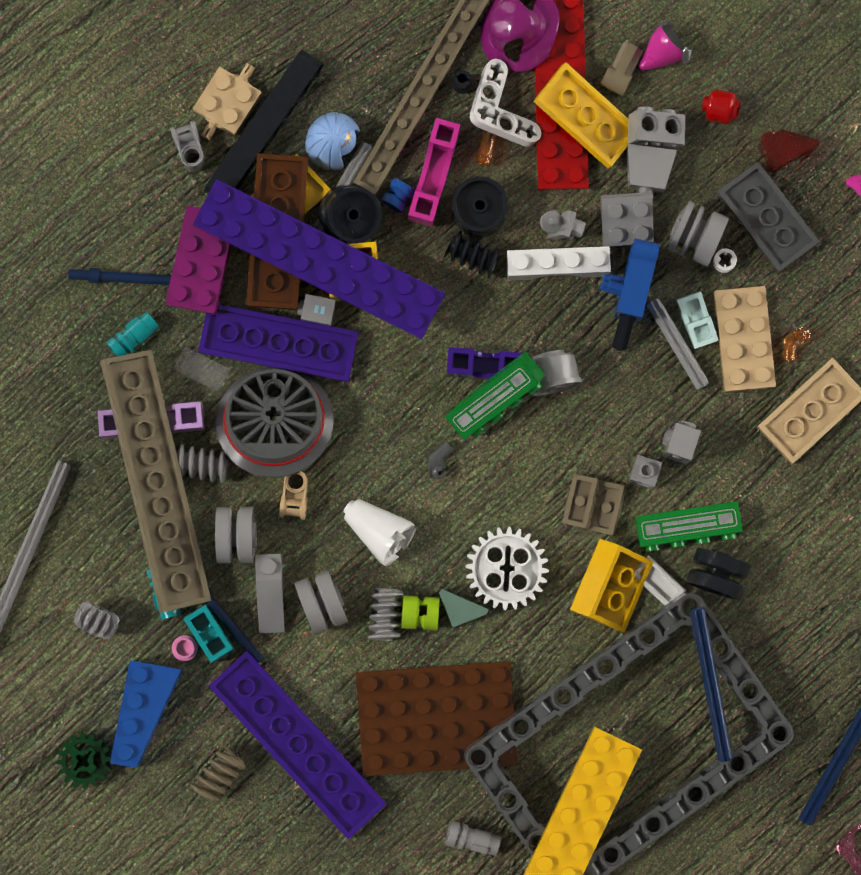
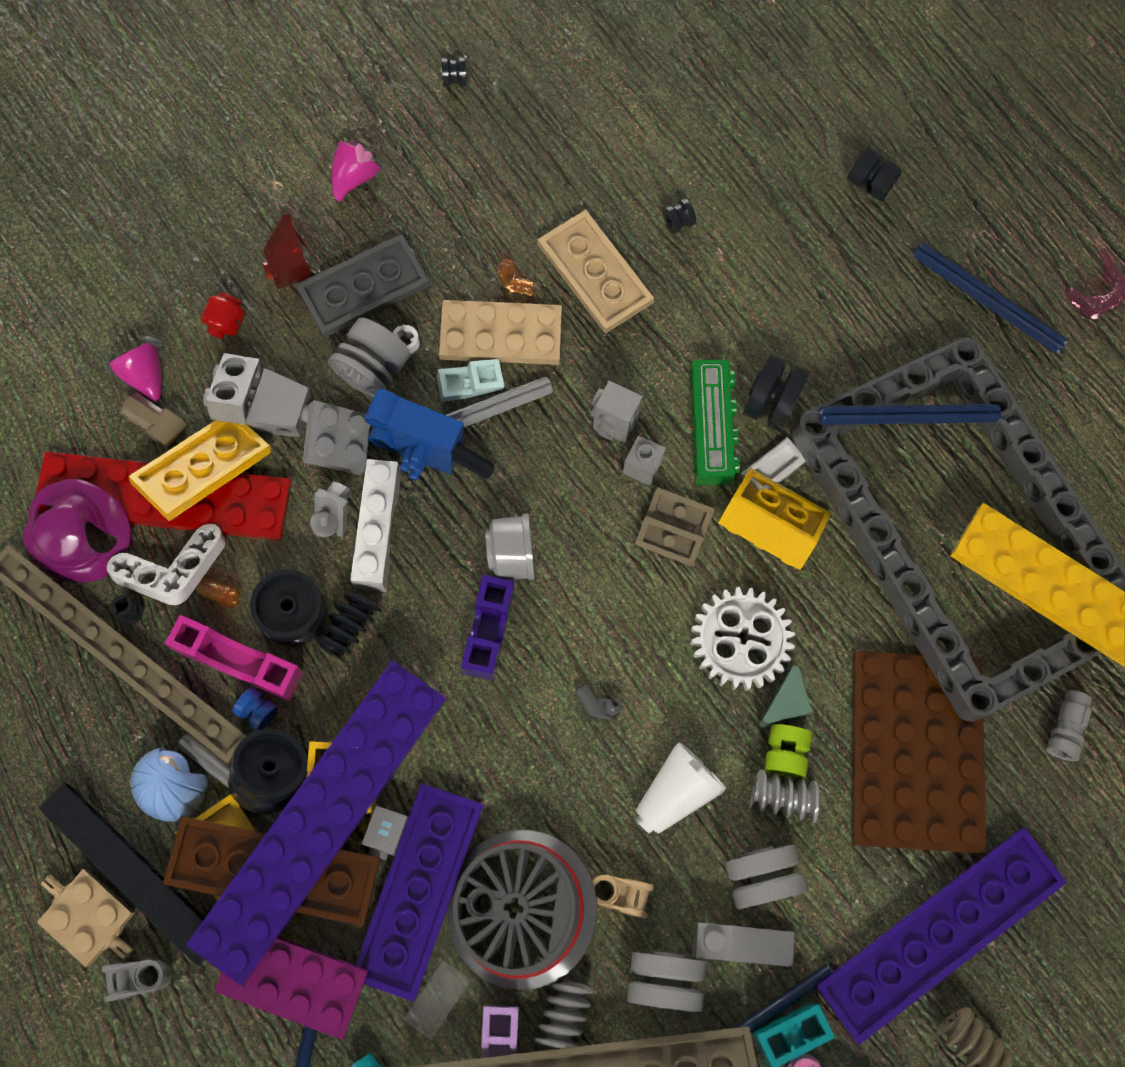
camera: 85 degrees left, 10 degrees down
(495, 395) = (531, 617): green brick -> none

